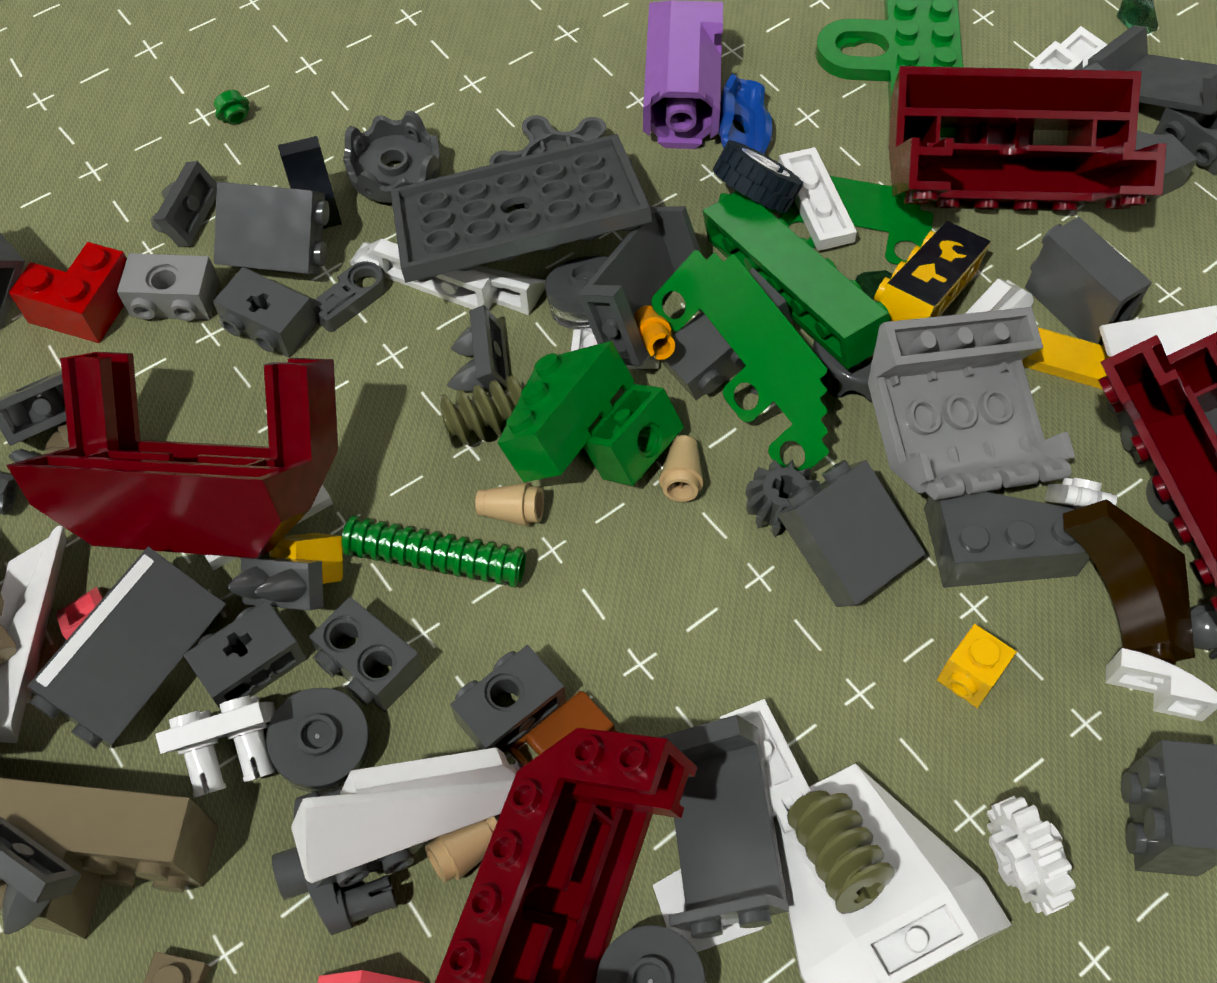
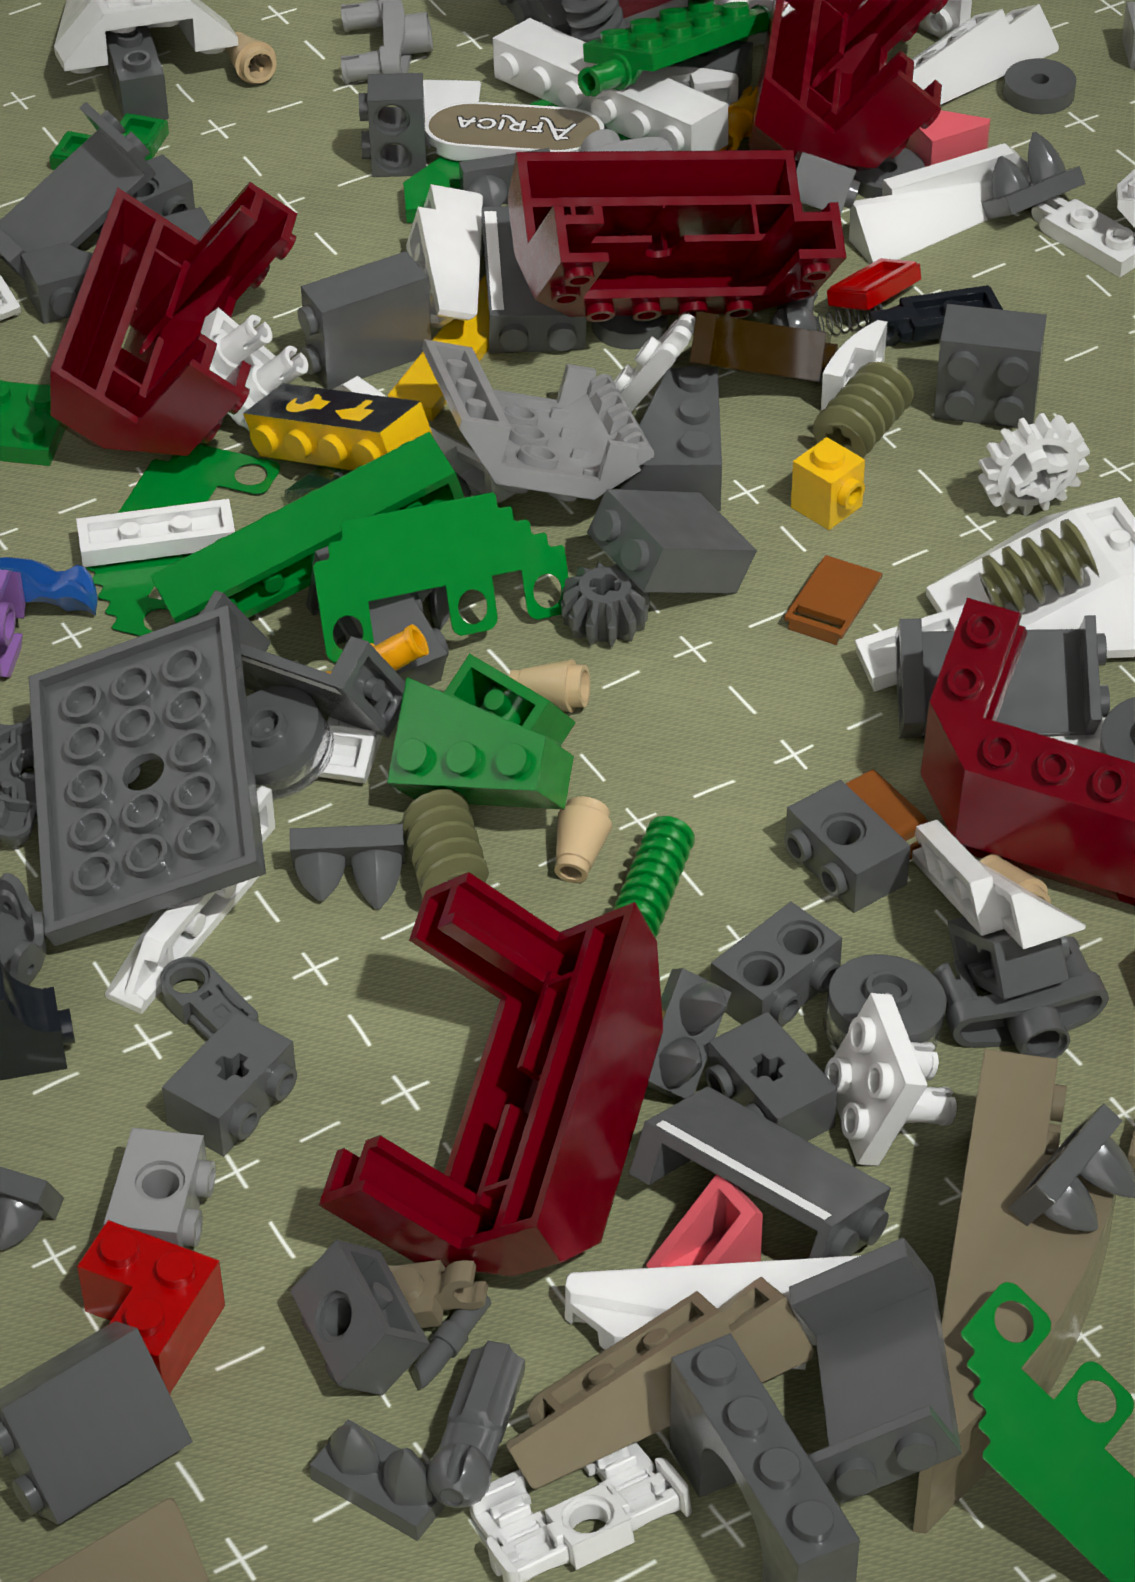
camera: 85 degrees left, 15 degrees down
(270, 228) = (95, 1058): dark grey brick -> none
(757, 176) = (135, 557): black wheel -> none
(839, 685) = (832, 596): none -> dark orange piece
(1001, 209) = (246, 344): none -> white plate
(1090, 692) = (865, 408): none -> olive piece

